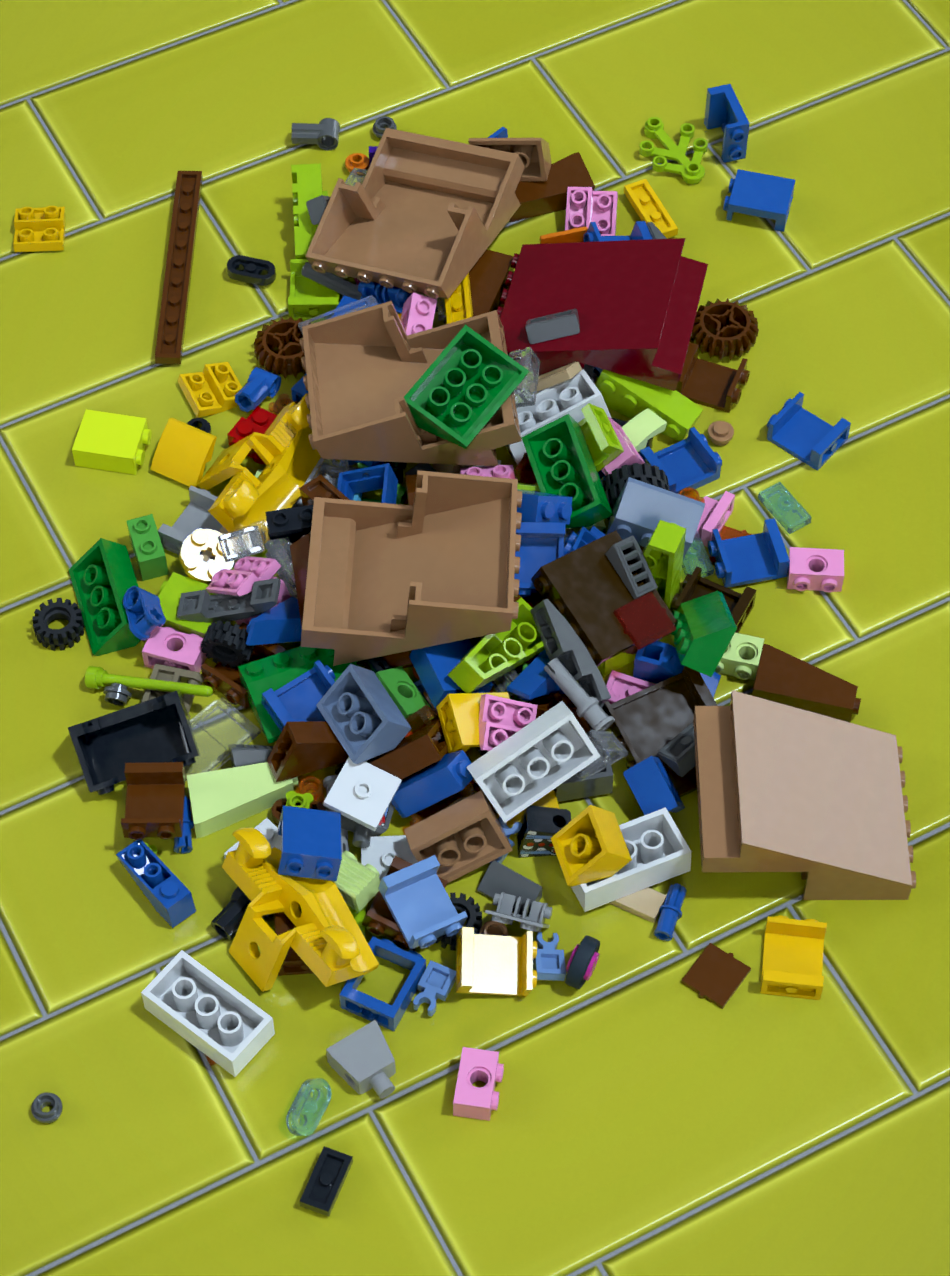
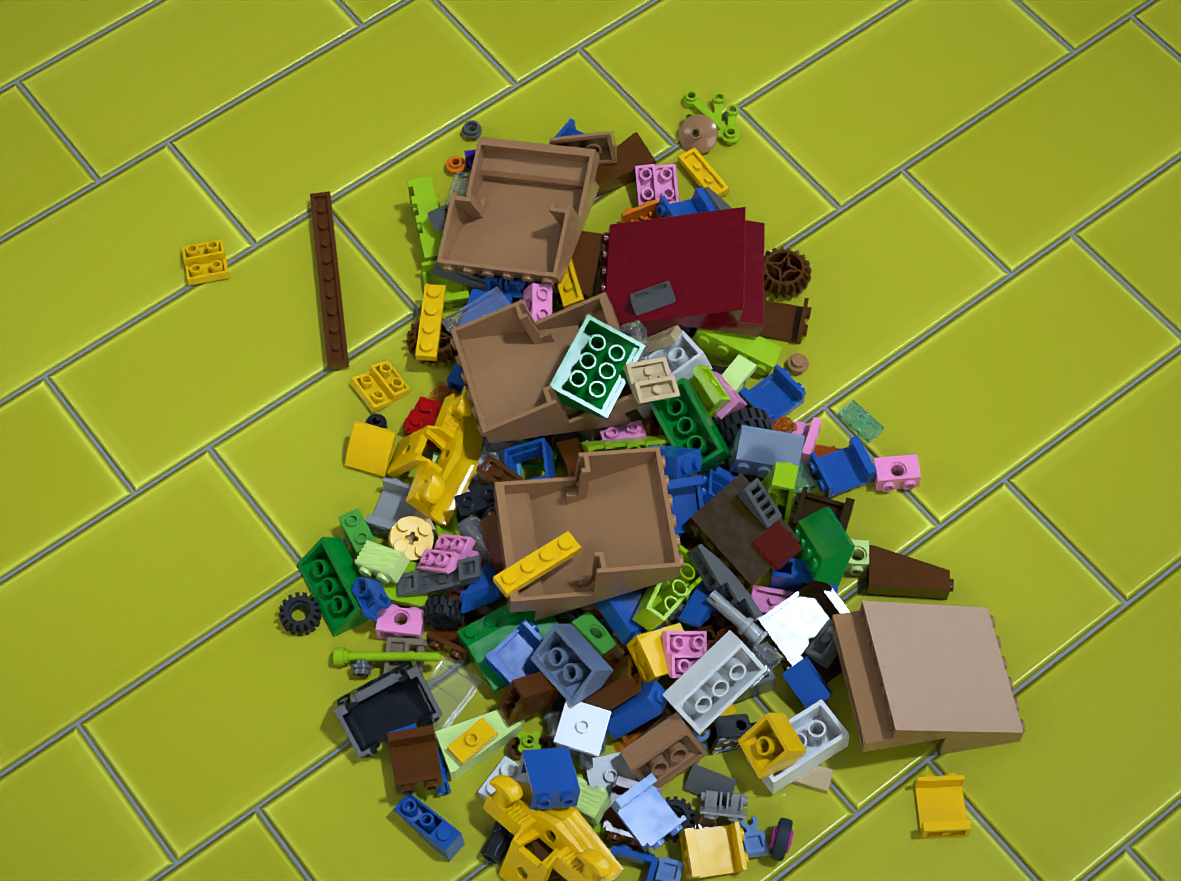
camera: 10 degrees left, 5 degrees up
(111, 442) = (308, 446): neon yellow brick -> none
(165, 575) = (381, 562): none -> yellowish green brick
(228, 791) = (472, 741): none -> yellow plate
(244, 541) = (440, 522): clear slope -> none
(248, 754) = (482, 704): dark grey slope -> none
(251, 270) = (389, 274): black plate -> none
(259, 386) = (419, 378): blue piece -> none
(285, 324) = (430, 322): none -> yellow plate
(314, 784) = (535, 720): clear orange plate -> none
(323, 134) = (423, 142): dark grey piece -> none
(343, 592) = (537, 564): none -> yellow plate
(528, 410) = (651, 380): none -> tan slope
(662, 168) = (707, 133): none -> medium nougat dish
(670, 912) = (839, 783): blue axle -> none
(716, 975) = (884, 830): reddish brown piece -> none
(726, 112) = (748, 78): blue panel -> none
(760, 196) = (790, 151): blue panel -> none
(806, 434) = (865, 354): blue panel -> none

